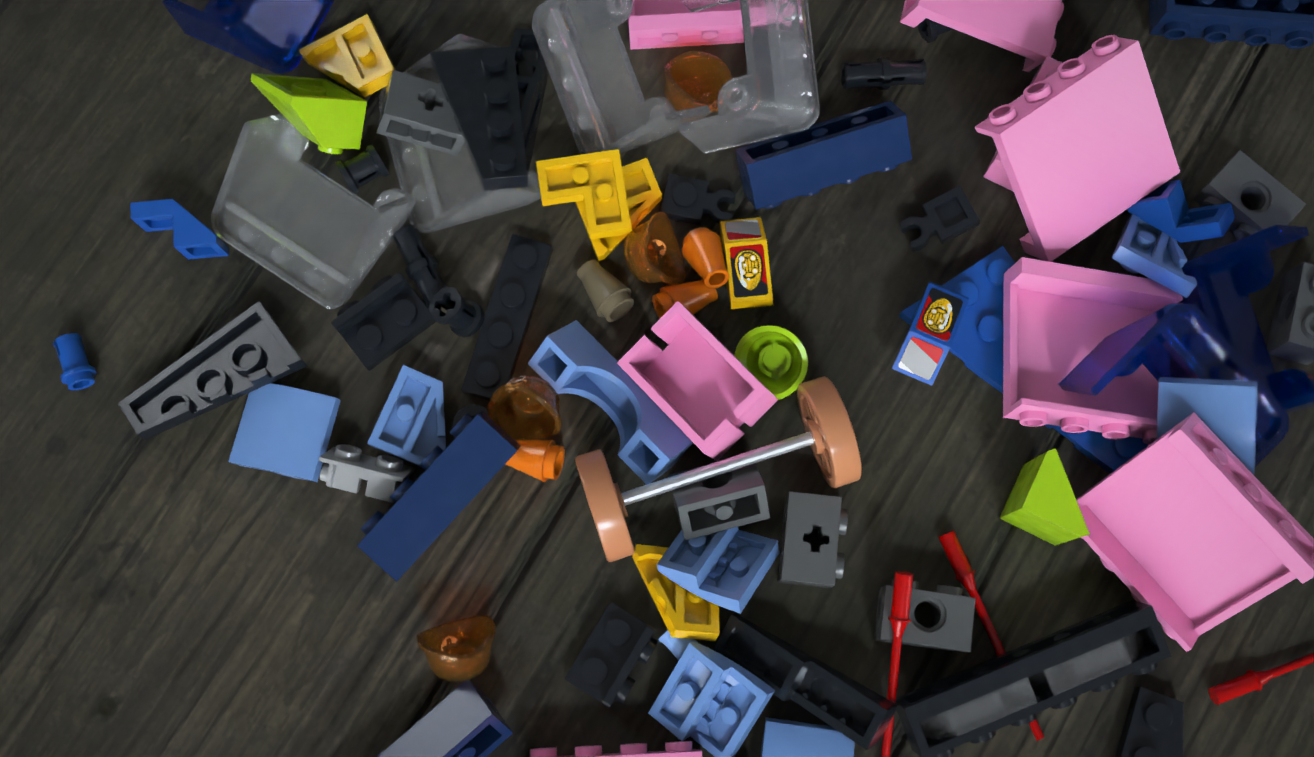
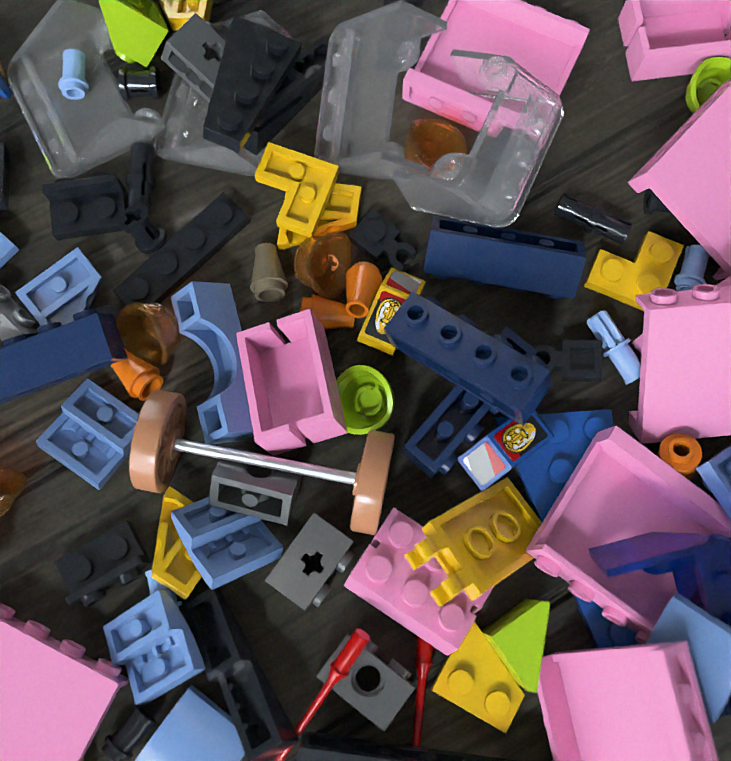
camera: 30 degrees right, 0 degrees up
(294, 202) = (73, 79): none -> light blue pin
(525, 538) = (91, 434): none -> medium blue slope
(853, 265) = (469, 357): none -> dark blue brick
(873, 309) = (454, 422): none -> dark blue brick
(925, 500) = (403, 594): none -> bright pink piece
(958, 110) = (626, 279): none -> yellow plate
(958, 431) = (478, 541): none -> yellow tile
(974, 184) = (615, 346): none -> light blue axle
(1003, 75) = (692, 268): none -> light blue pin
(1023, 561) = (479, 681): none -> yellow wing
(1091, 251) = (681, 453): none -> orange brick

